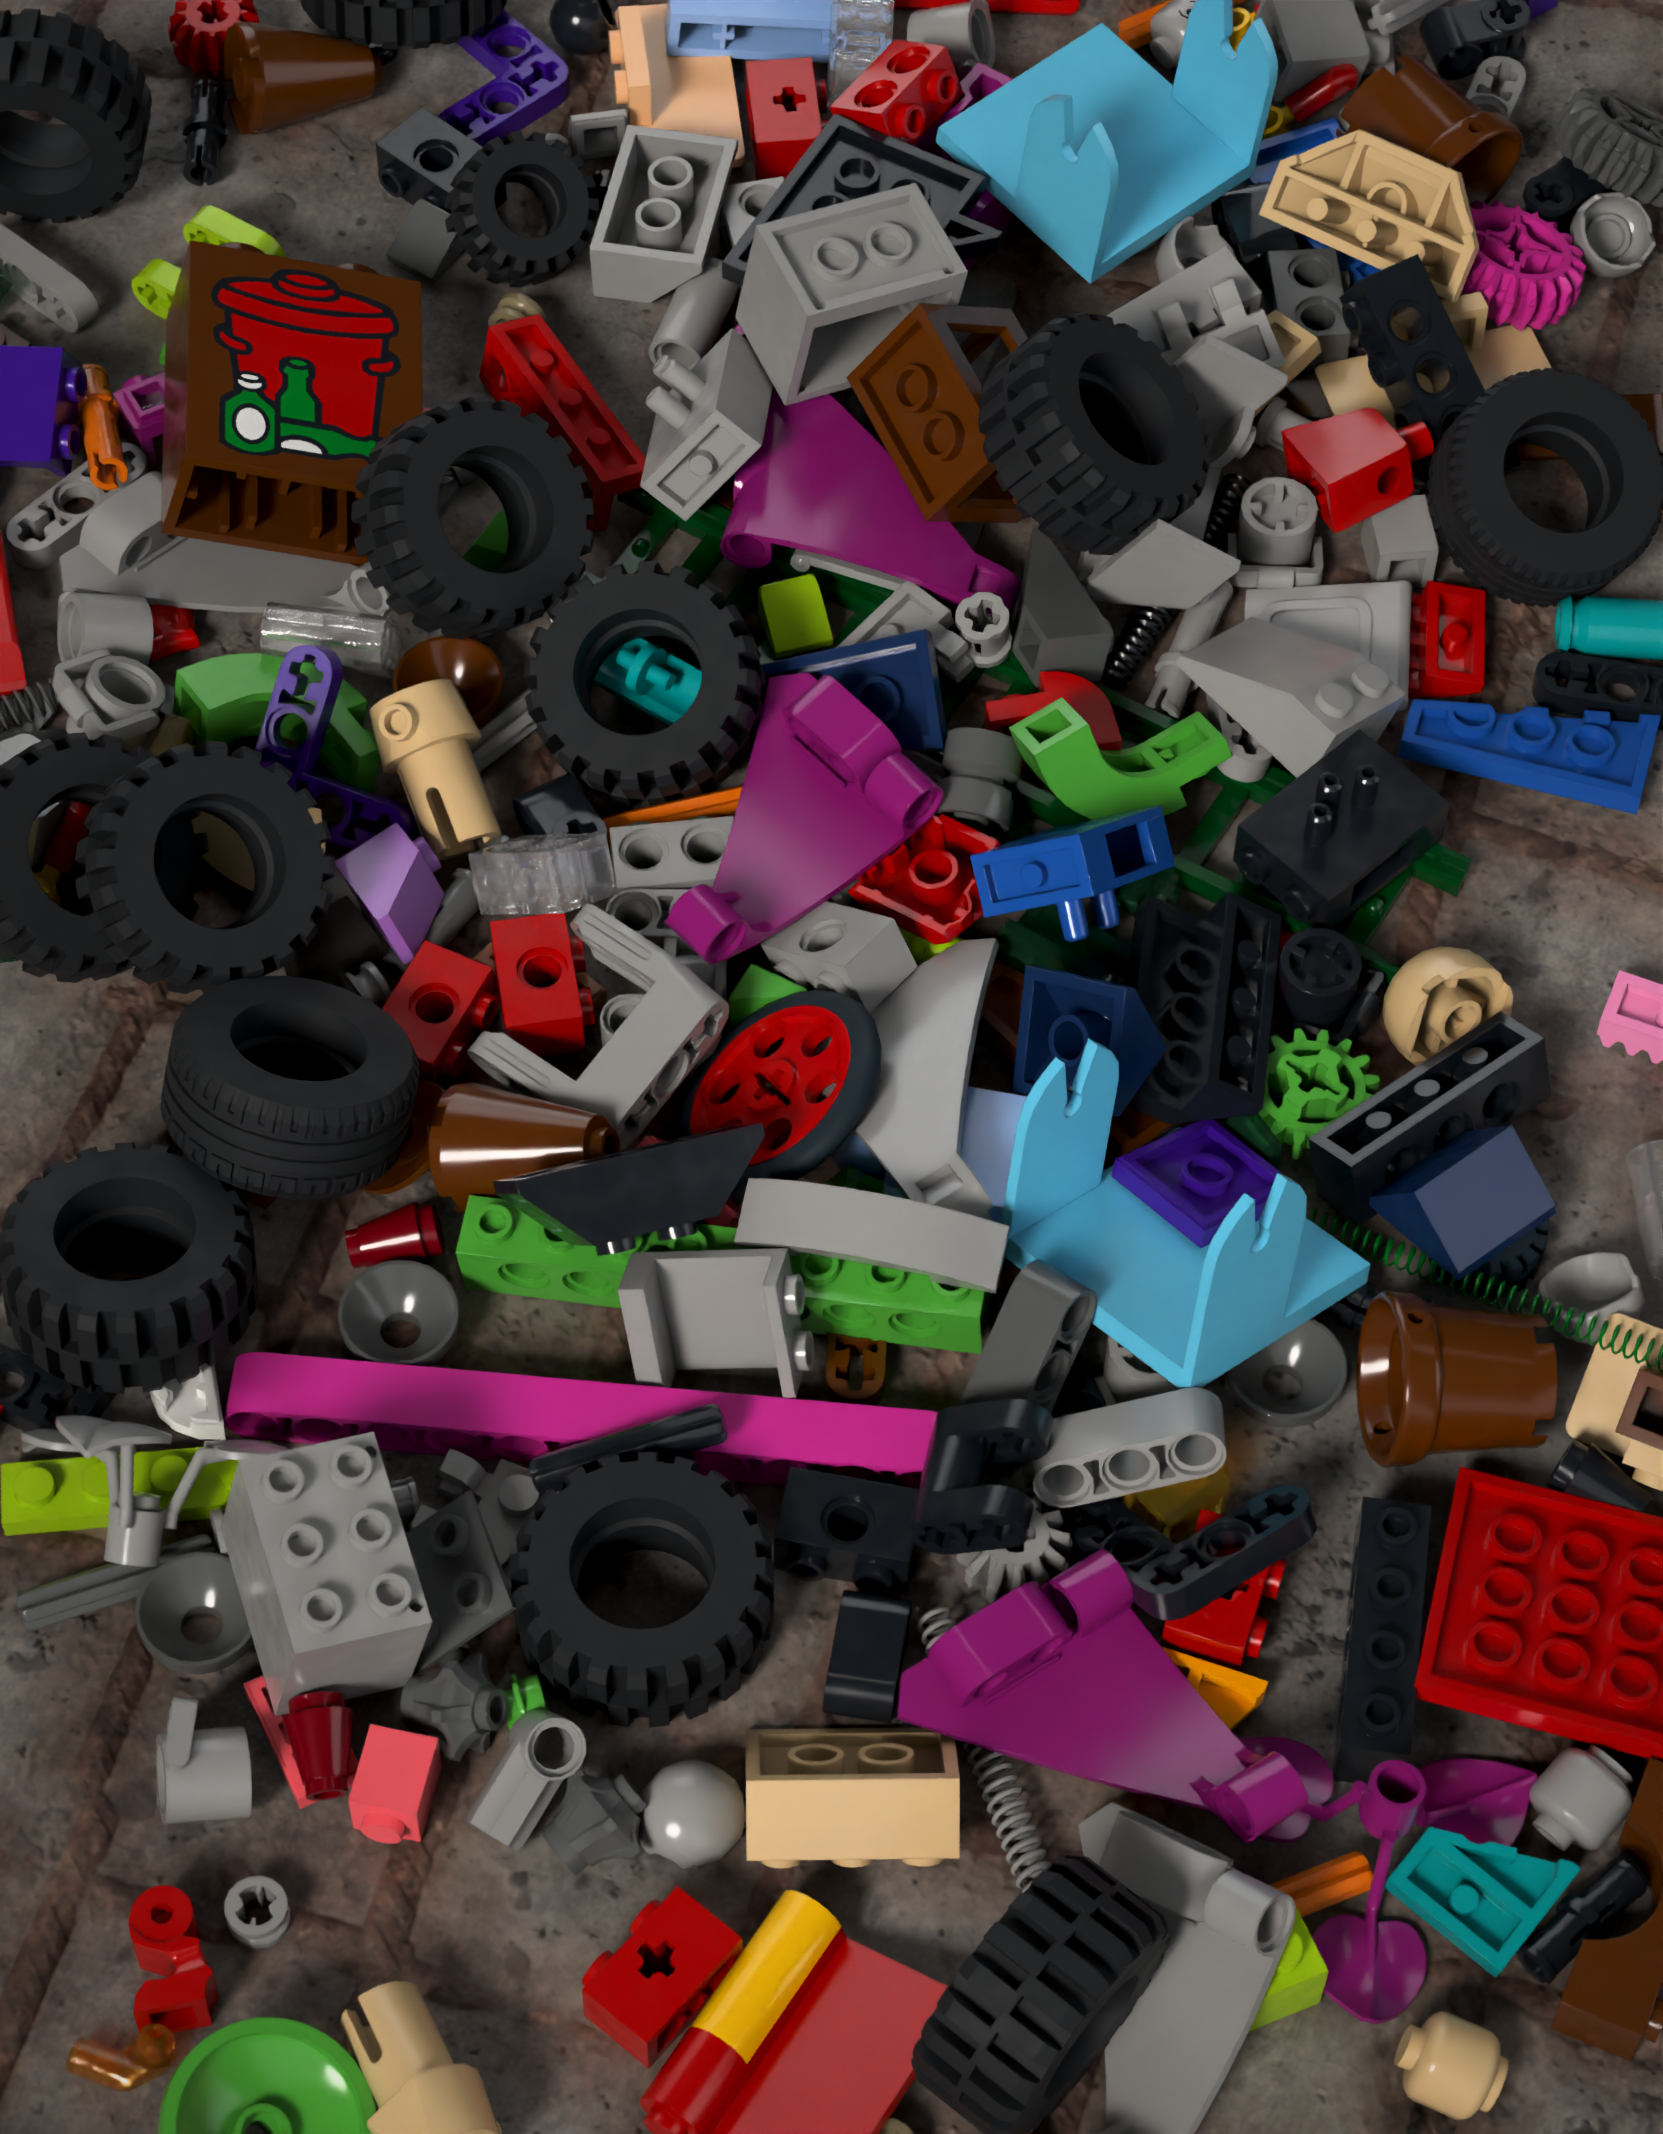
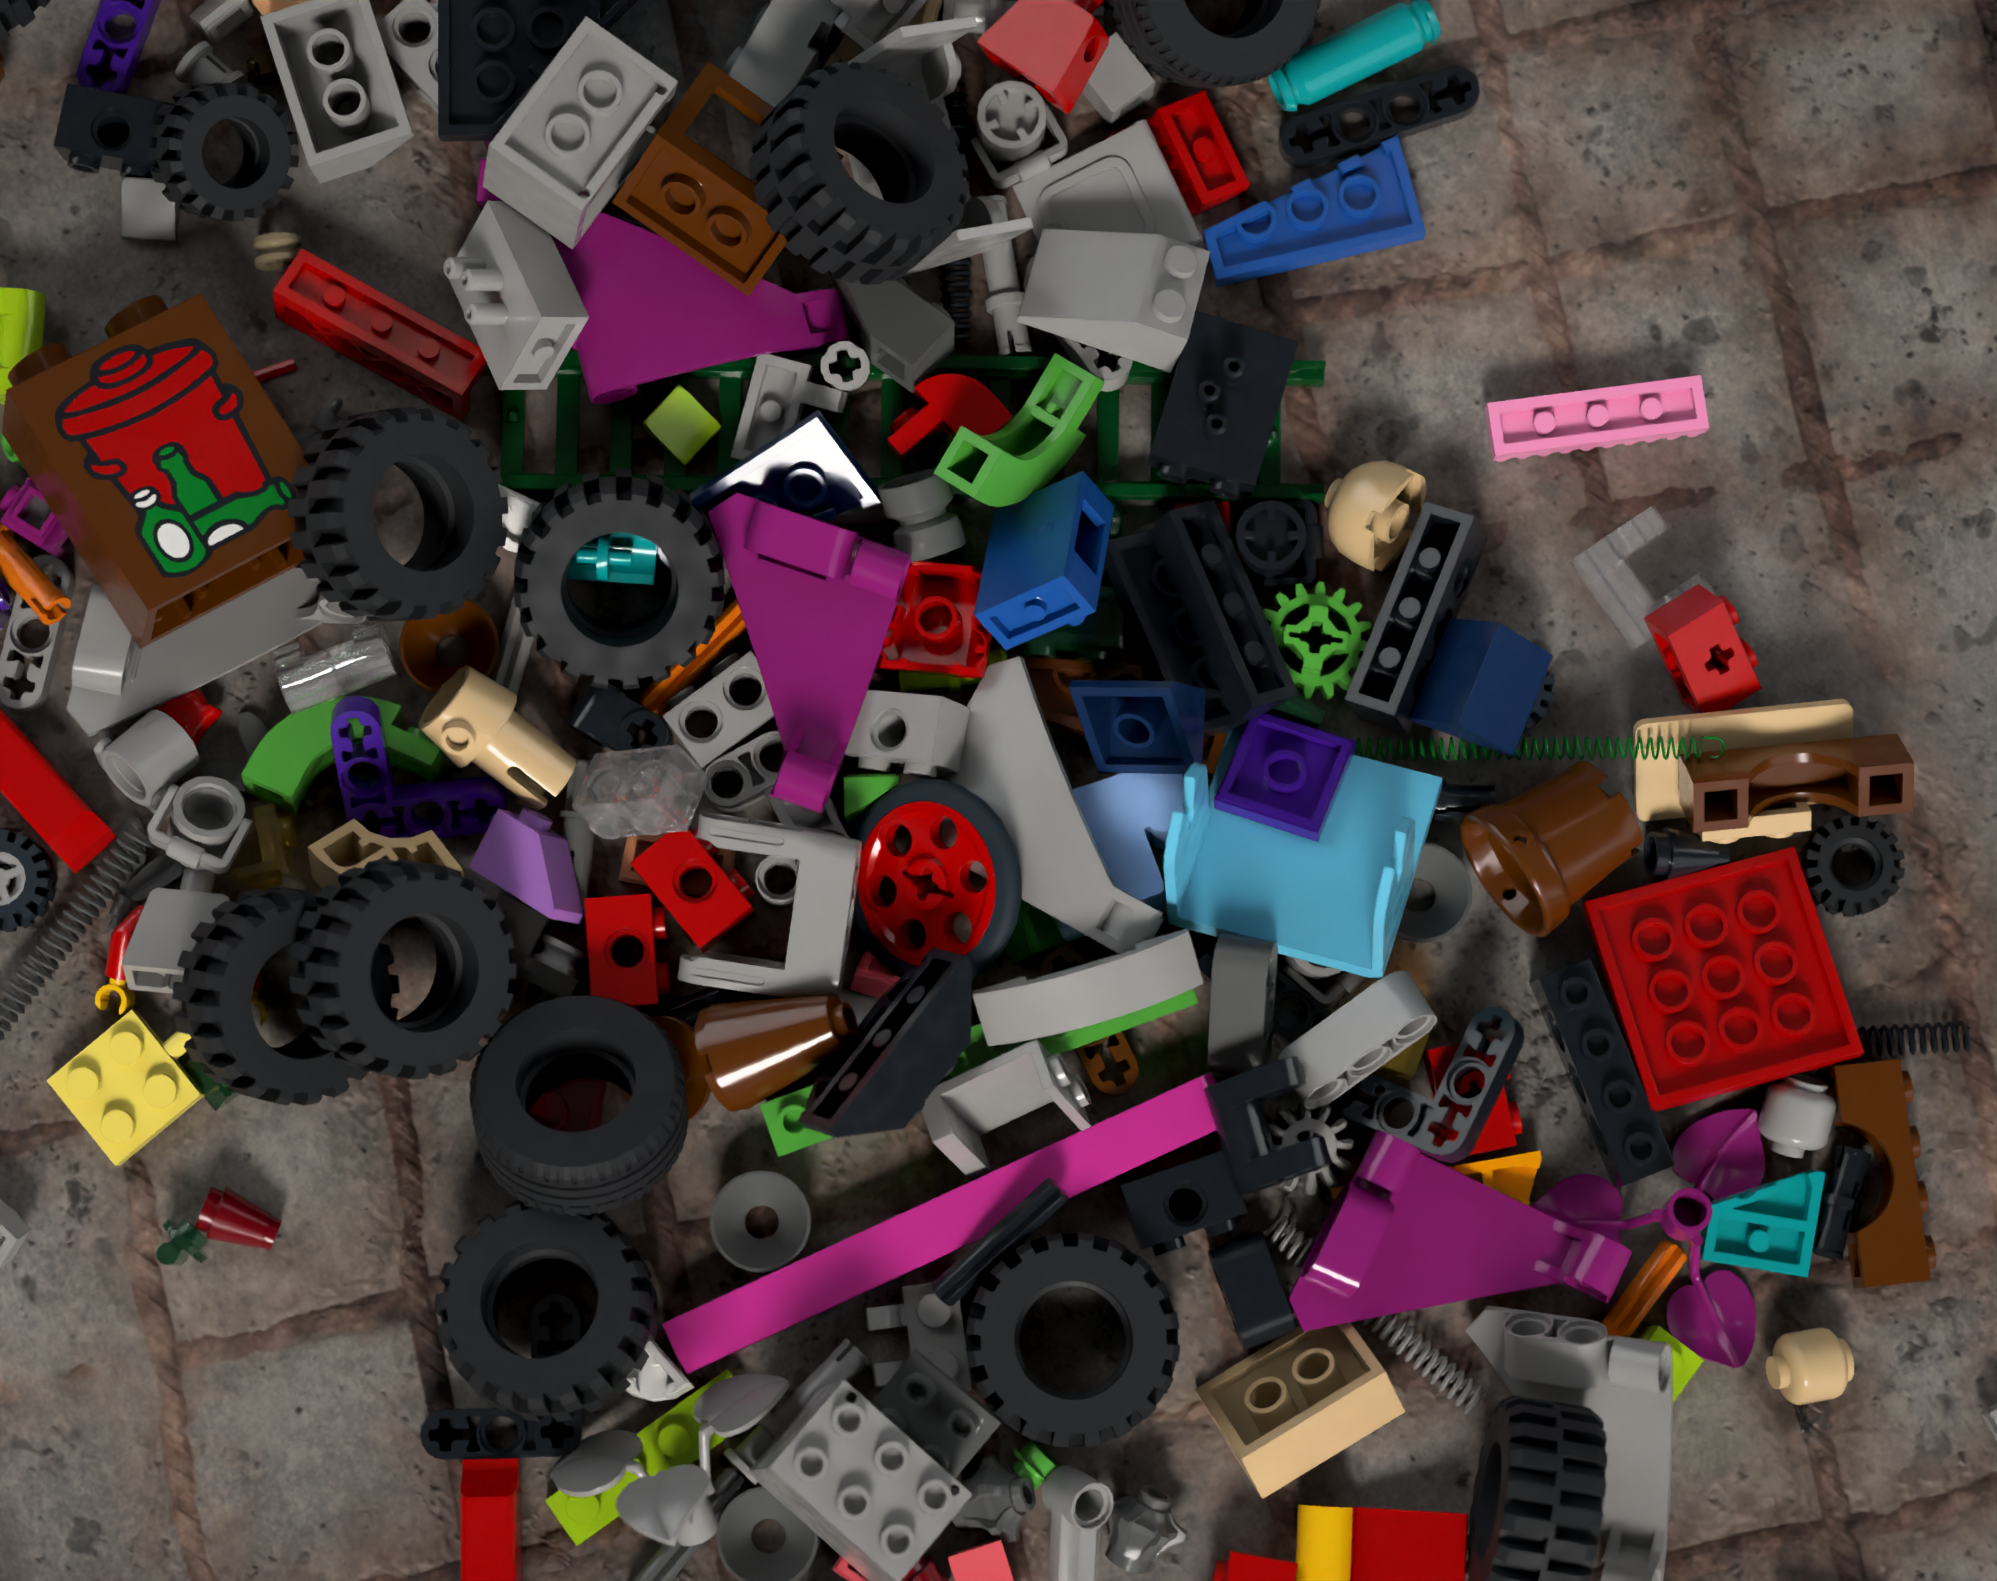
camera: 35 degrees left, 25 degrees up
(403, 1234) = (714, 1151): dark red cone -> none
(491, 545) = (395, 501): bright green slope -> none
(692, 1813) = (1198, 1476): light grey hair -> none
(694, 316) = (424, 172): light grey pin -> none
(1594, 1284) = (1607, 702): light grey hair -> none

